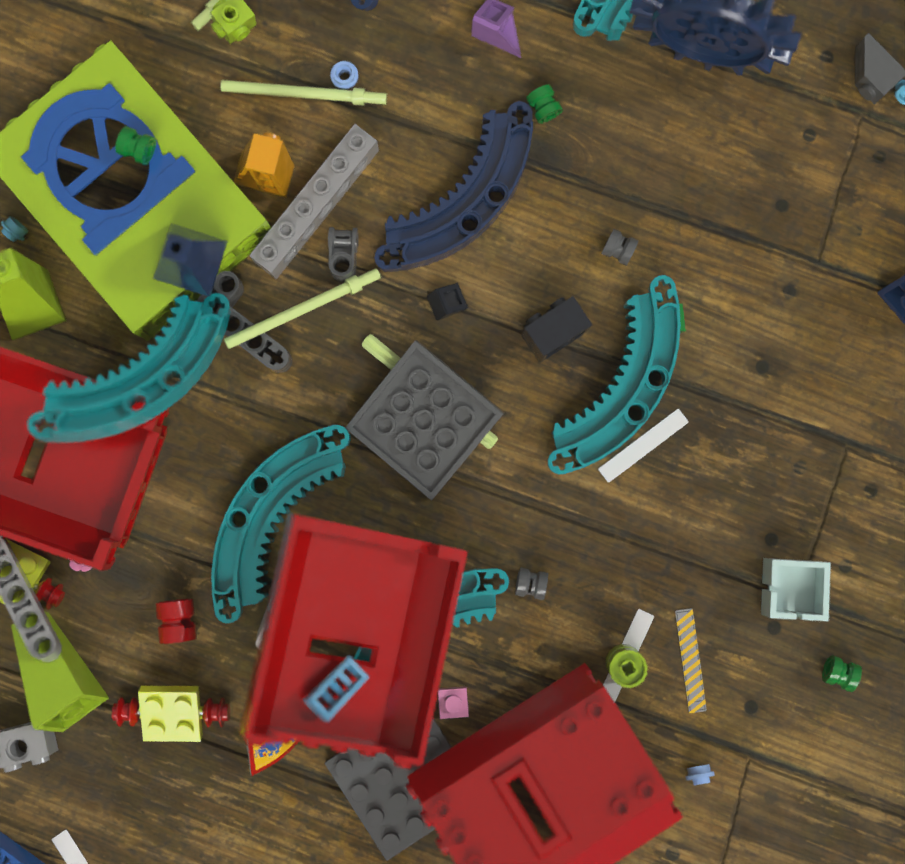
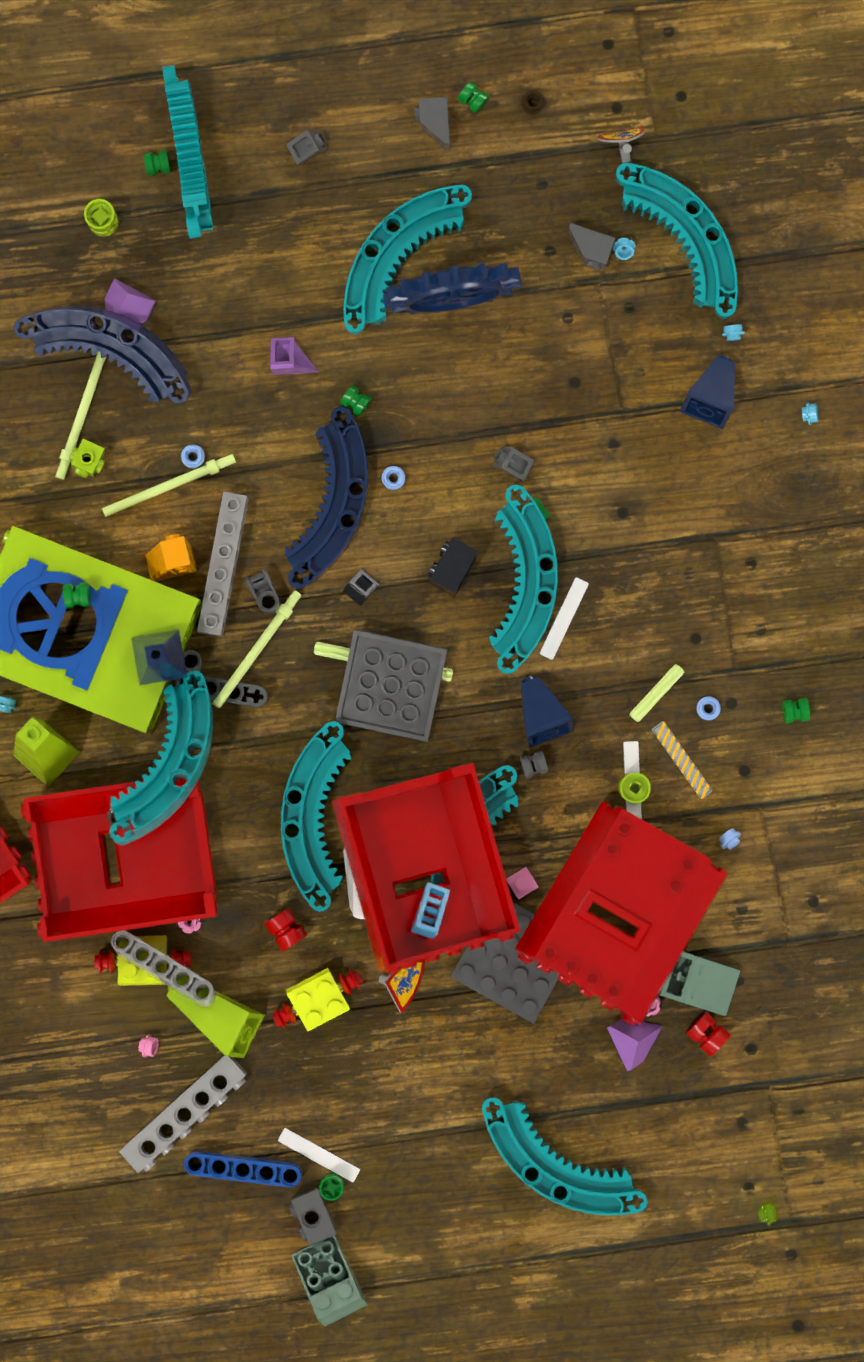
camera: 25 degrees left, 0 degrees up
(541, 196) = (393, 470): none -> light blue plate
(570, 534) = (543, 713): none -> dark blue slope
(620, 247) = (469, 479): dark grey wheel -> none
(675, 253) = (512, 462): none -> dark grey bracket
(701, 575) = (656, 693): none -> yellowish green axle
(755, 625) = (715, 708): none -> light blue plate
(796, 587) = (729, 665): light aqua piece -> none

